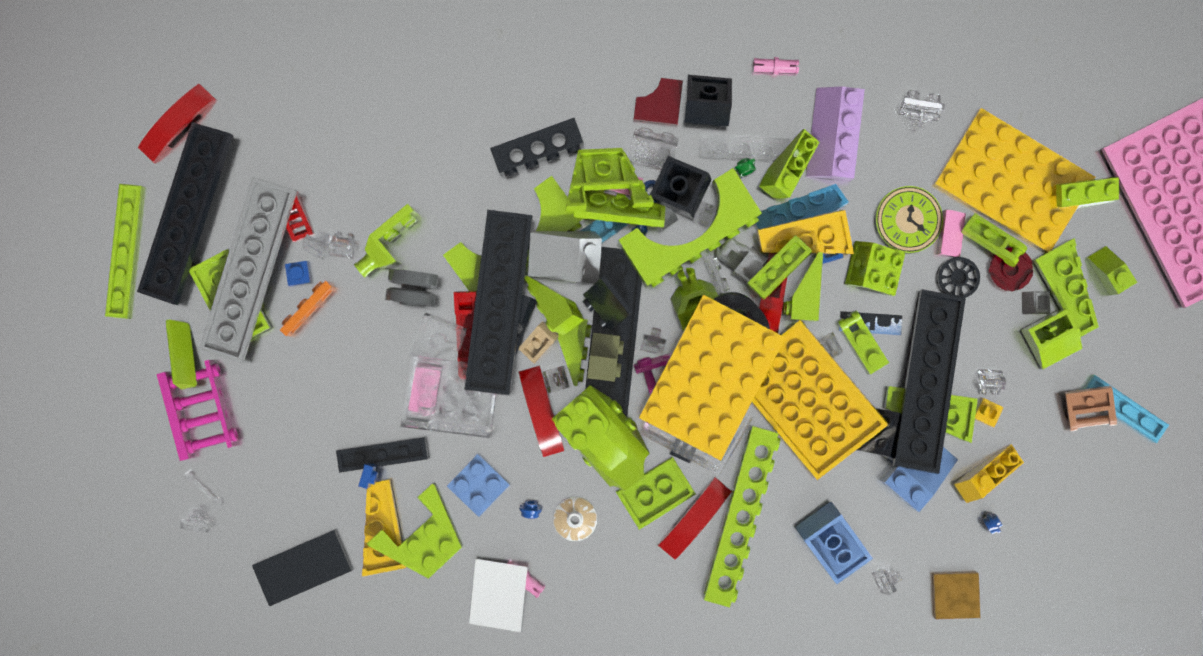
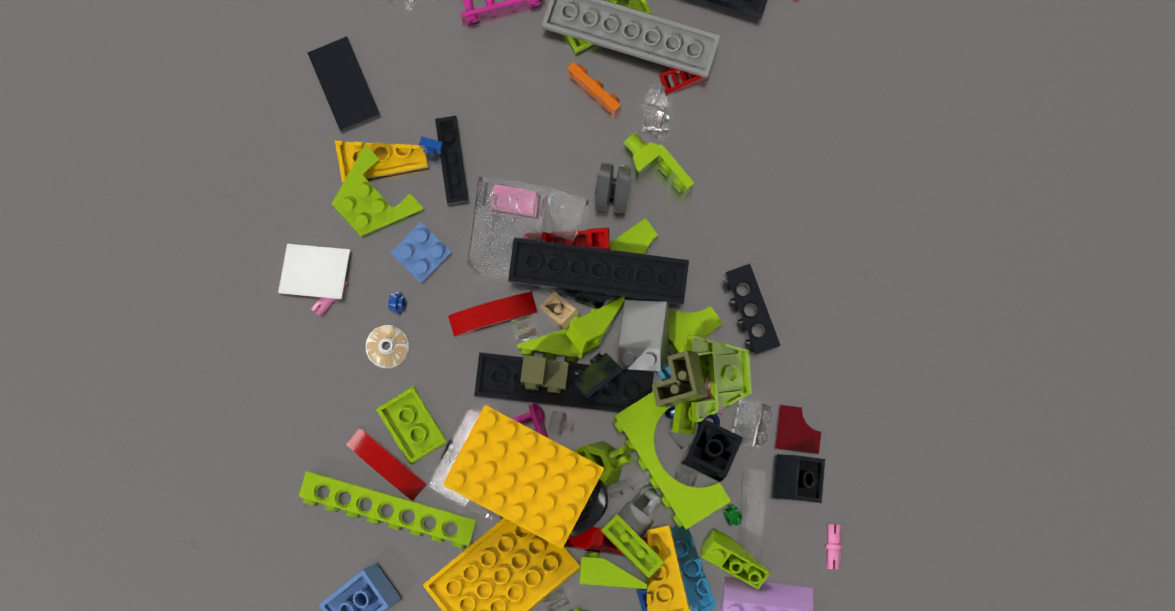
camera: 90 degrees right, 5 degrees down
(298, 273) = (628, 79): blue plate -> none
(604, 437) = (466, 373): lime slope -> none
(613, 211) = (686, 381): none -> olive brick

